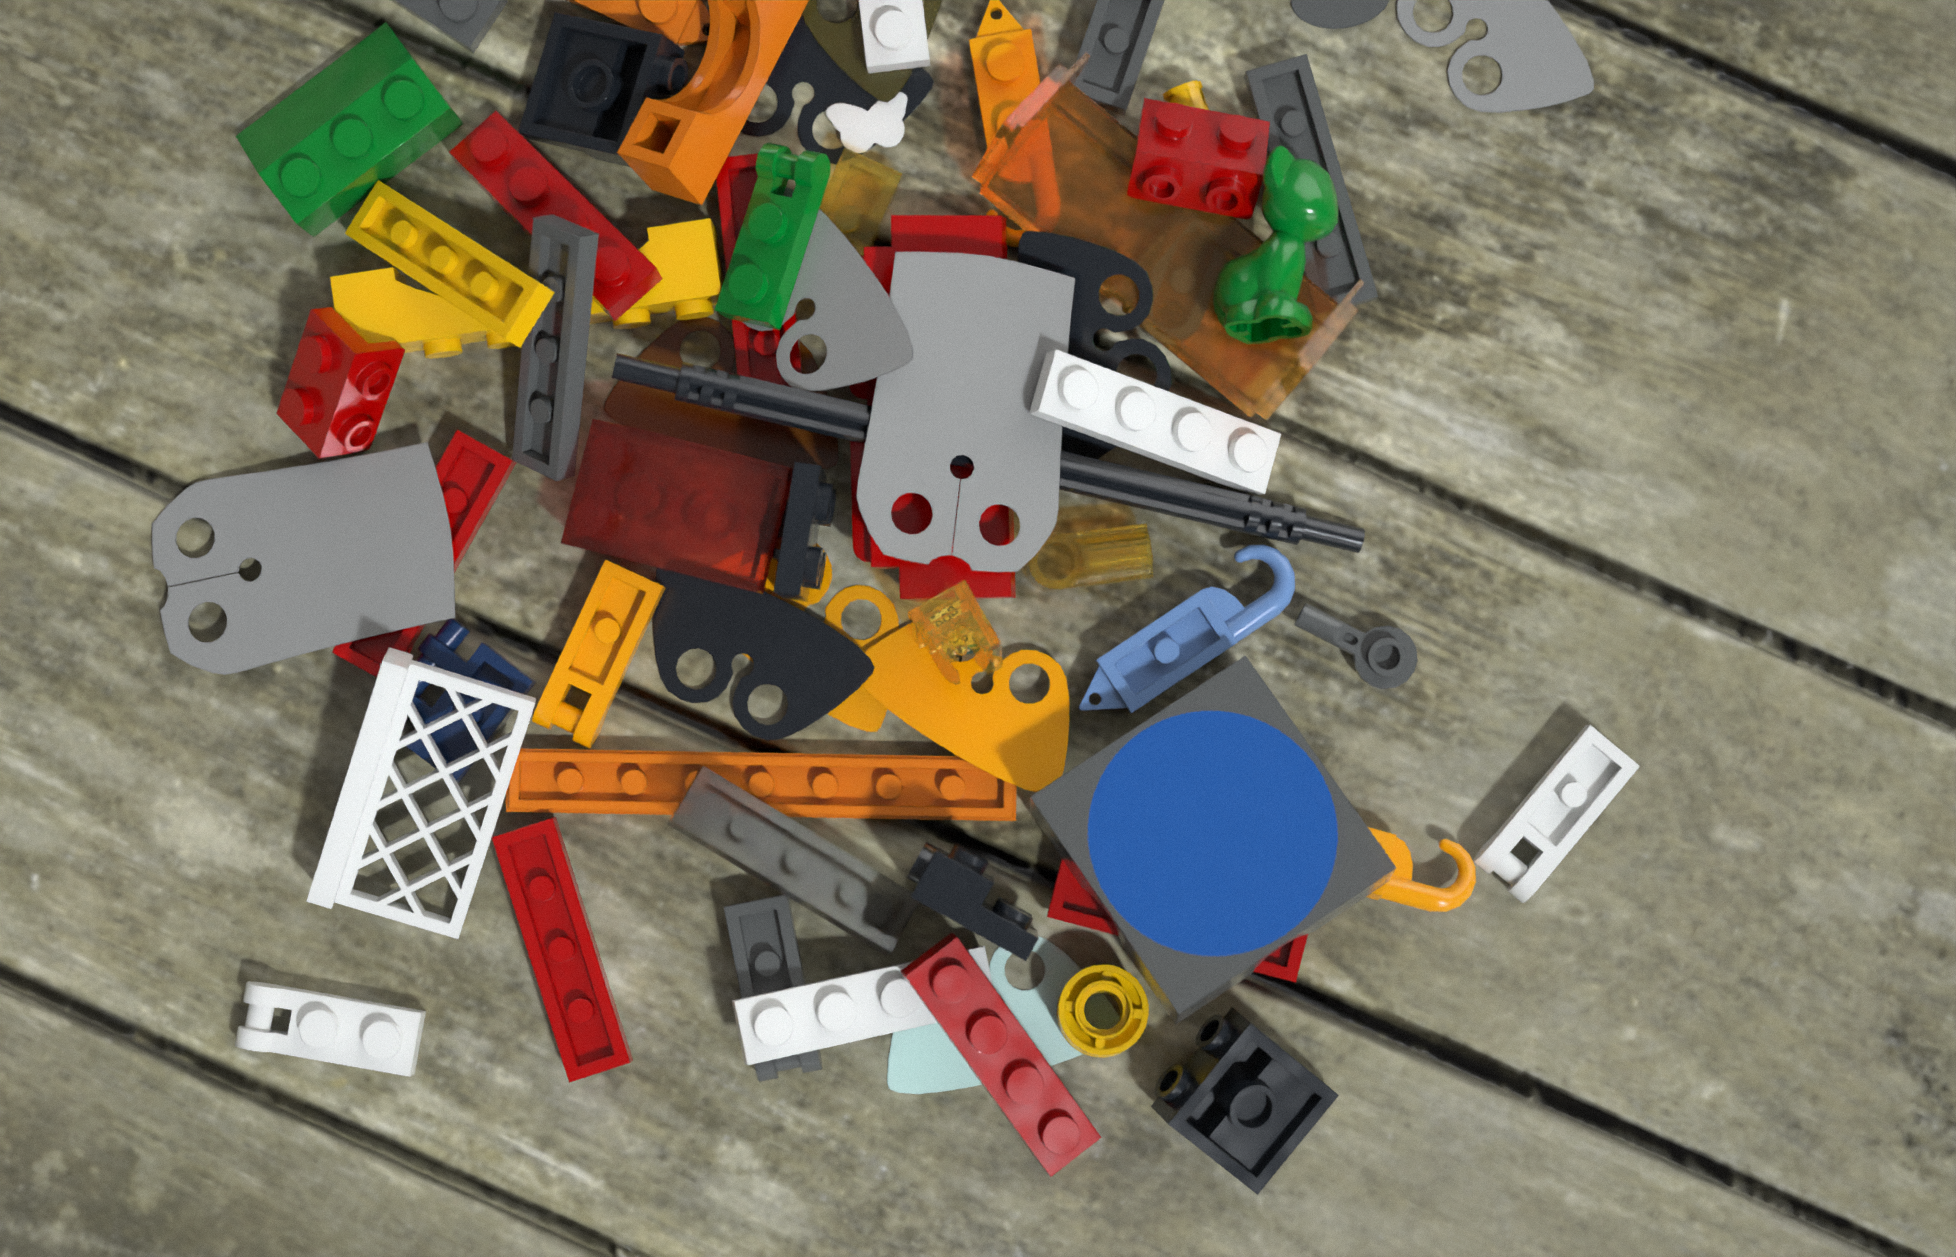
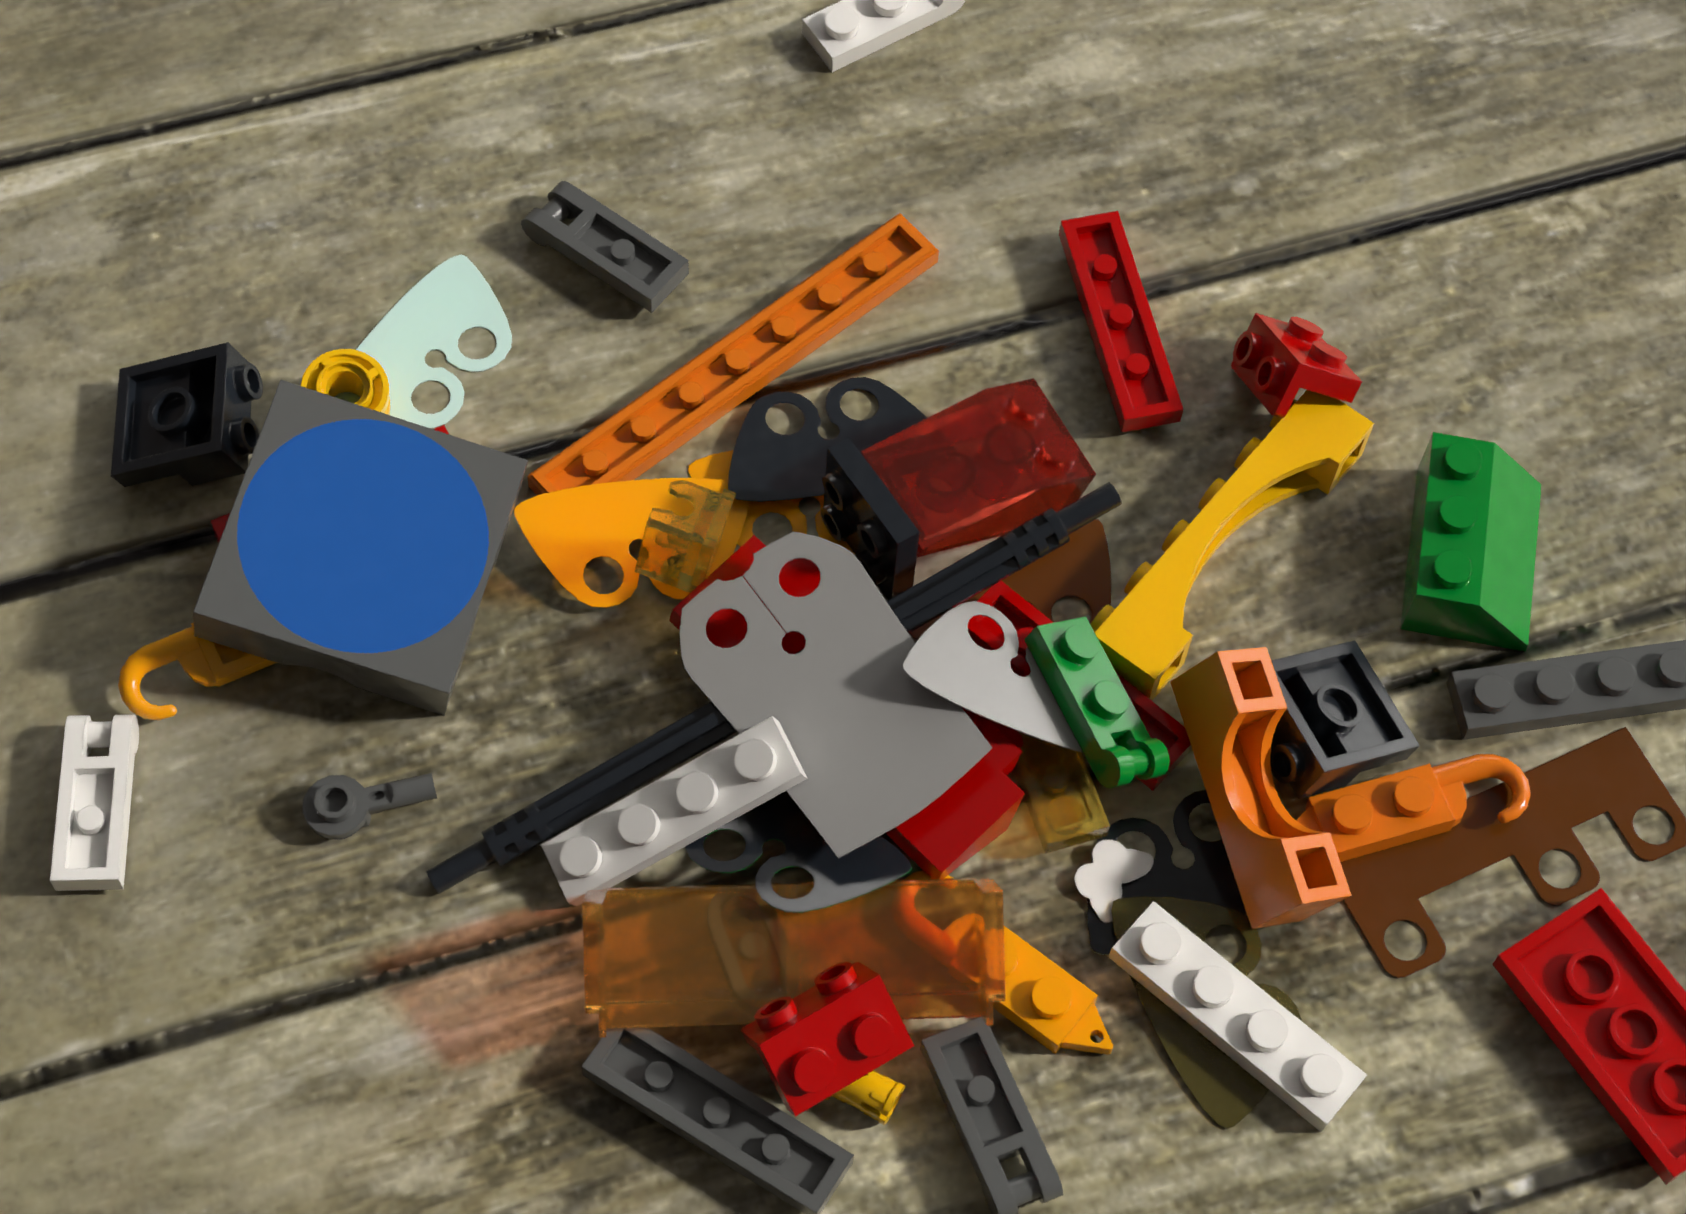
camera: 130 degrees right, 25 degrees down
(340, 550) = (1178, 282): light grey piece -> none
(367, 778) = (1015, 154): white fence -> none
(449, 263) = (1302, 489): yellow plate -> none
(484, 666) = (989, 255): dark blue plate -> none
(532, 188) = (1265, 594): red plate -> none
(555, 349) = (1174, 495): dark grey plate -> none
(562, 949) = (776, 161): red plate -> none
(599, 651) = (933, 345): light orange plate -> none
(794, 860) = (664, 321): clear smoke plate -> none
(832, 1012) = (526, 274): white plate -> none
(957, 889) = (508, 375): black plate -> none
(1000, 1054) = (397, 311): plate -> none
(1098, 558) = (635, 691): clear yellow piece -> none
(1187, 638) = (509, 695): medium blue plate -> none
(1261, 289) = (682, 968): green animal -> none

